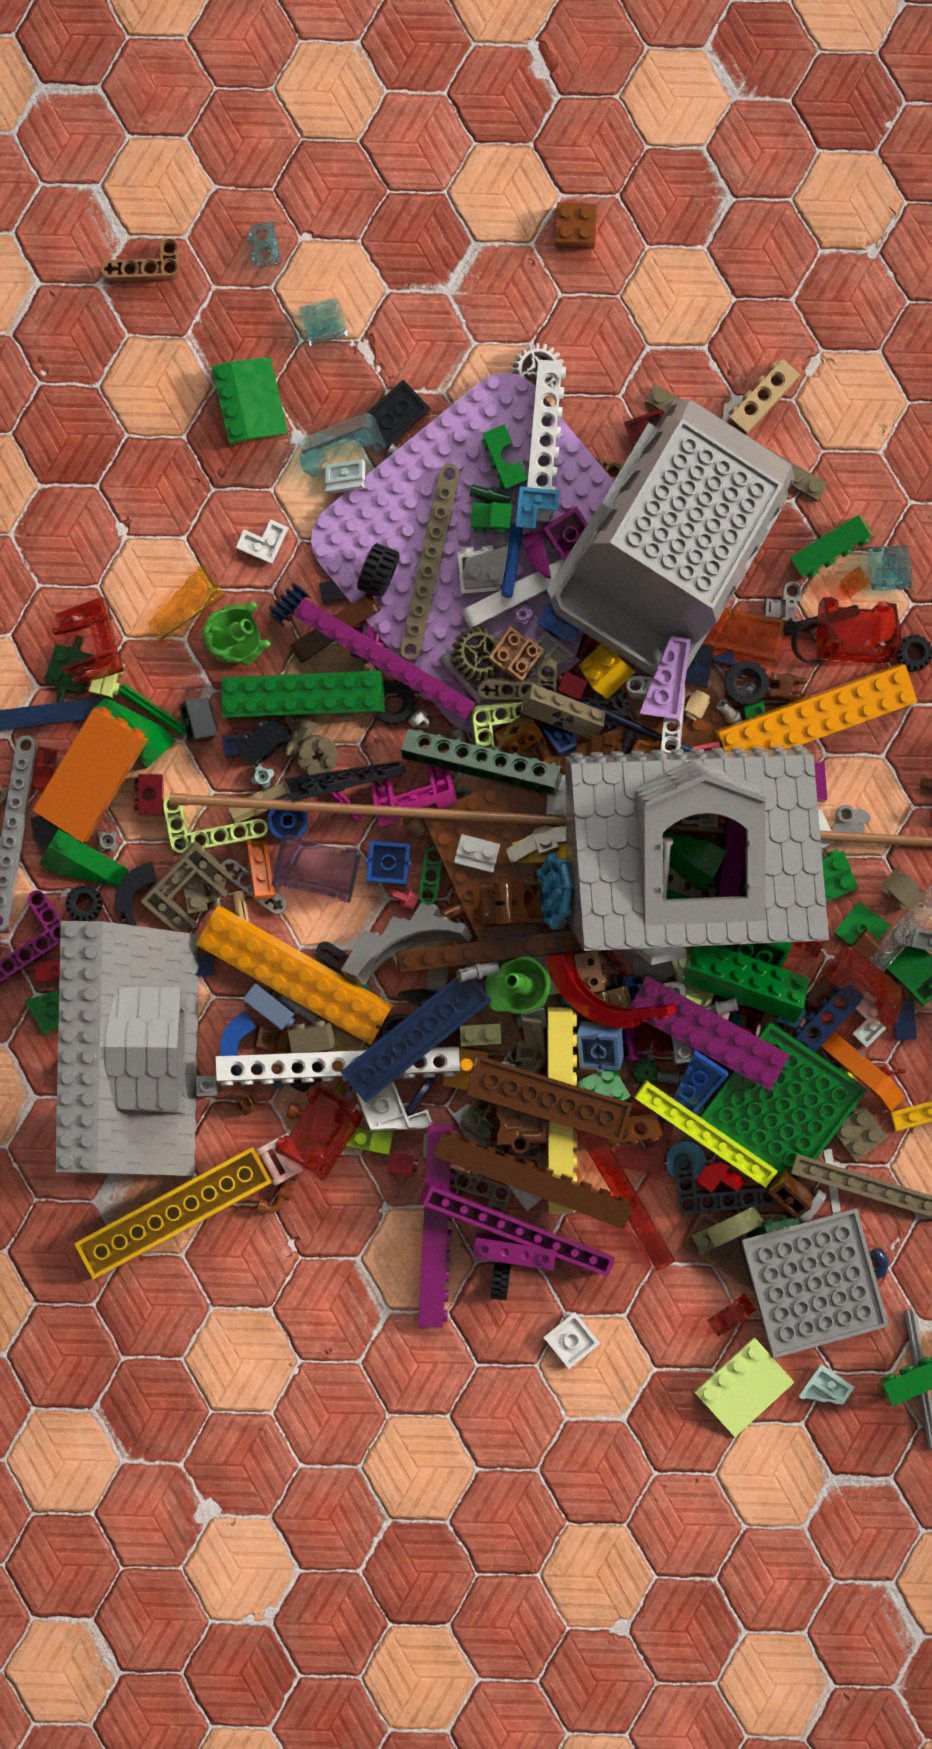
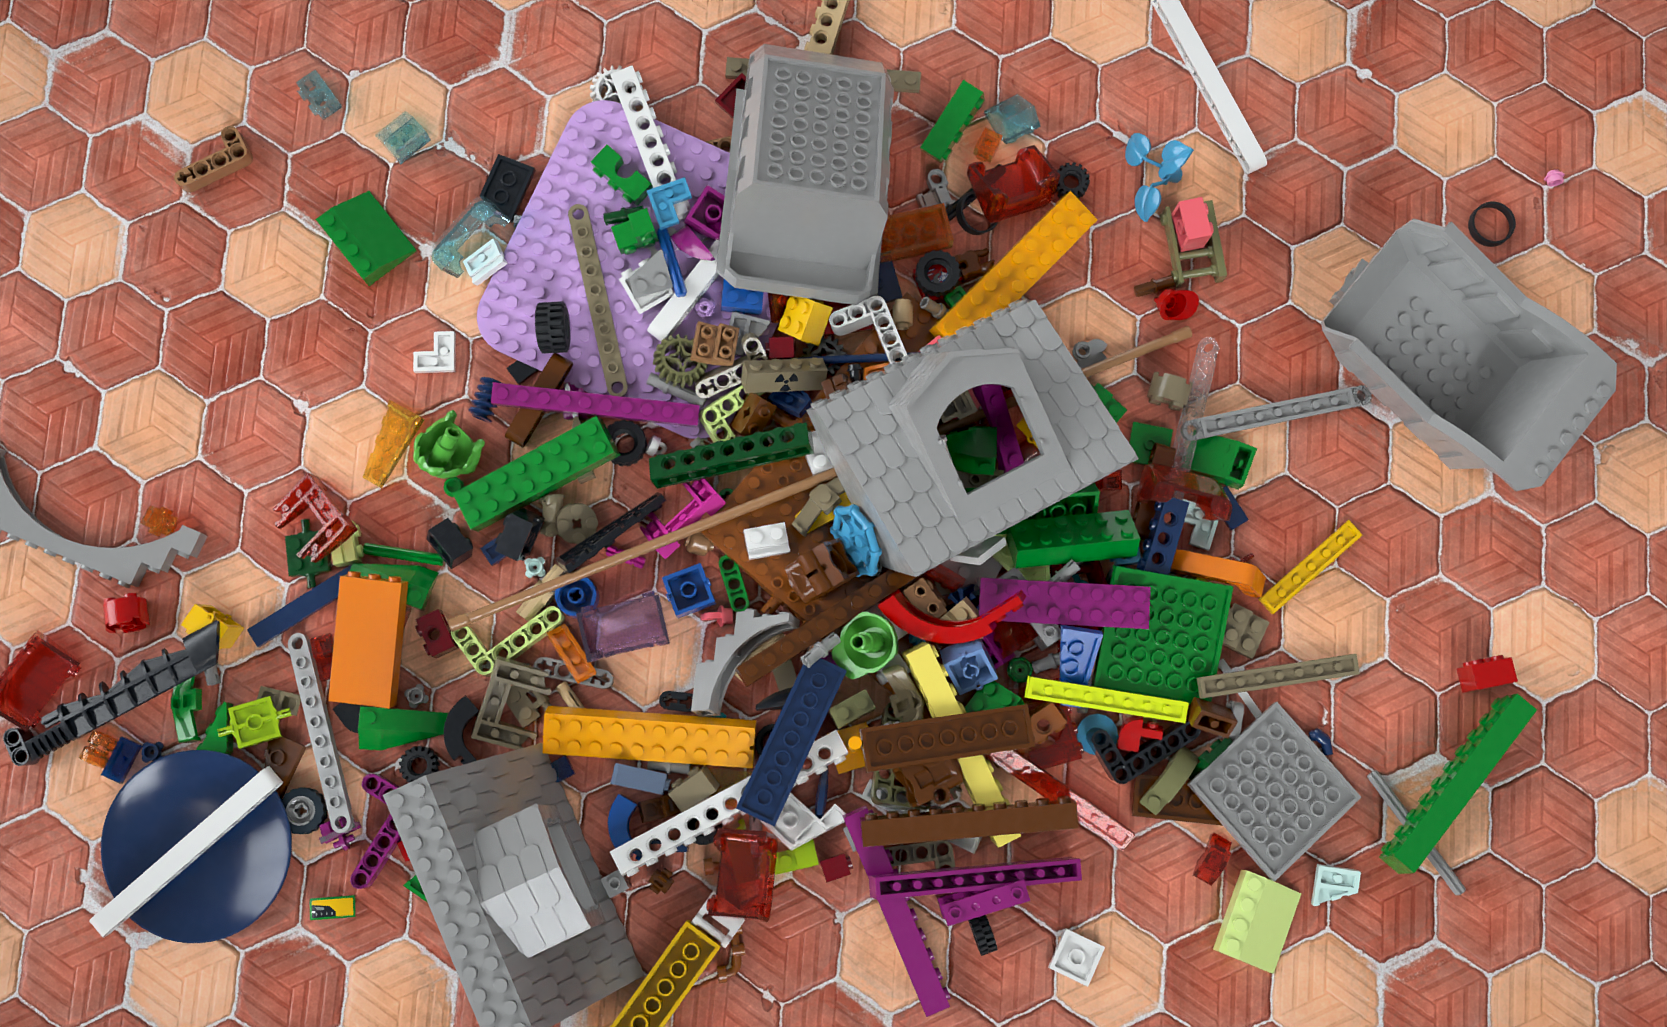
camera: 25 degrees left, 5 degrees down
(223, 669) = (452, 485): none -> green plate
(668, 683) = (868, 301): lavender wing -> none
(725, 659) = (906, 265): dark blue slope -> none

